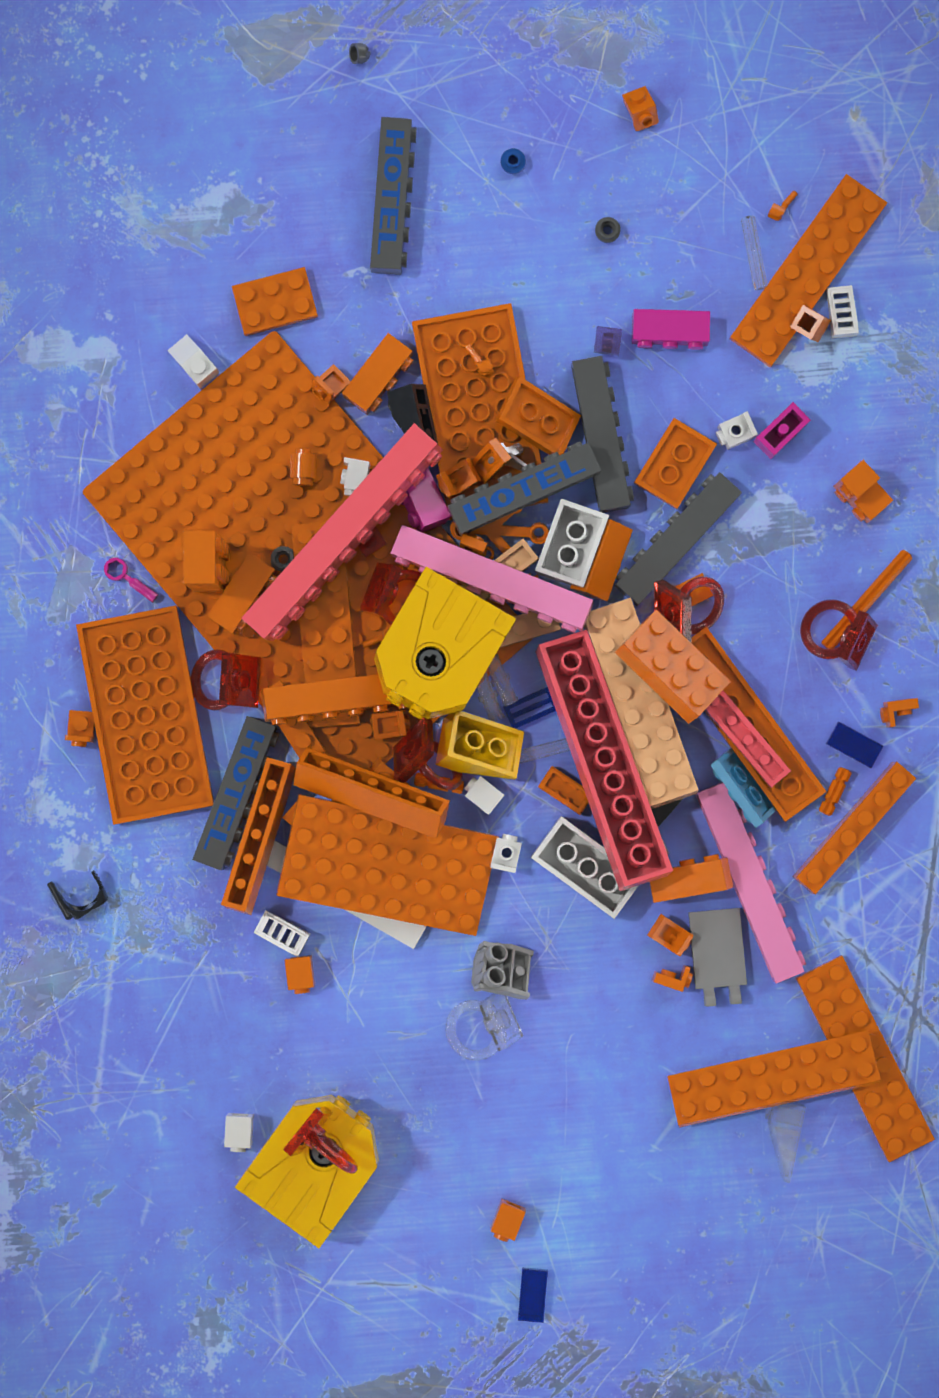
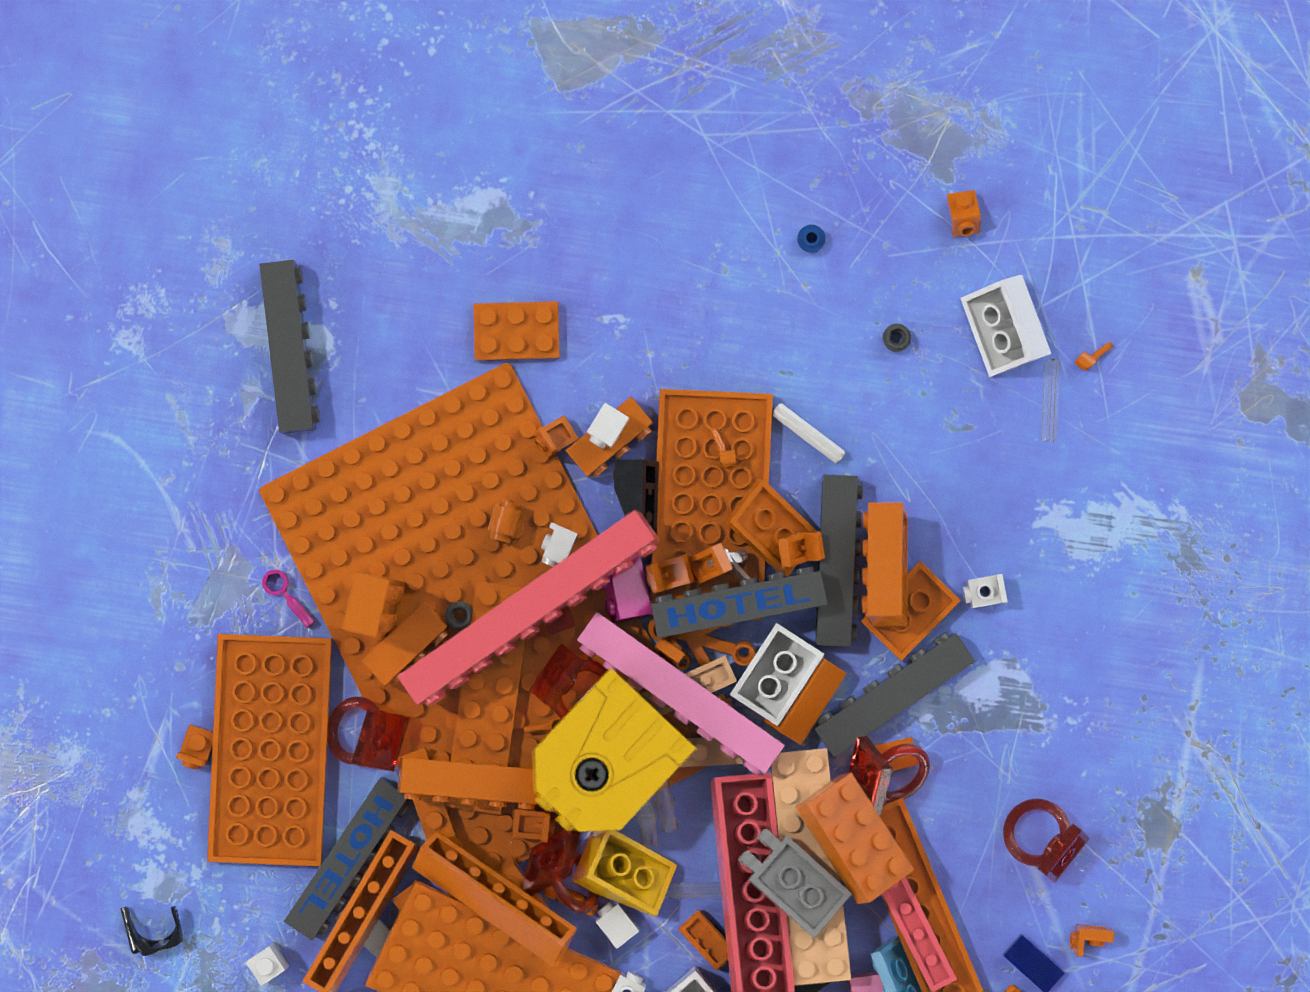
camera: 15 degrees right, 0 degrees up
(78, 360) = (288, 346): none -> dark grey brick
(187, 901) = (267, 964): none -> white brick
(193, 361) = (412, 376): white slope -> none
(358, 53) = (671, 81): dark grey hinge -> none
(373, 362) = (607, 426): none -> white brick
(391, 195) = (670, 246): dark grey brick -> none
(511, 716) = (686, 829): clear blue tile -> none
(550, 330) = (808, 433): none -> white axle
(567, 429) = (801, 548): none -> orange bracket
(607, 340) = (868, 460): clear purple tile -> none
(630, 716) = (795, 883): none -> light grey tile
(645, 425) = (887, 564): none -> orange brick
(670, 328) = (940, 462): dark pink brick -> none
(699, 196) = (1005, 325): none -> white slope
(782, 430) = (1034, 603): dark pink brick -> none
(808, 269) = (1105, 433): orange plate -> none
(810, 323) = (1093, 493): brick -> none
(842, 332) = (1139, 509): white slope -> none
(862, 492) = (1107, 690): orange brick -> none
(869, 596) = (1087, 806): orange axle -> none

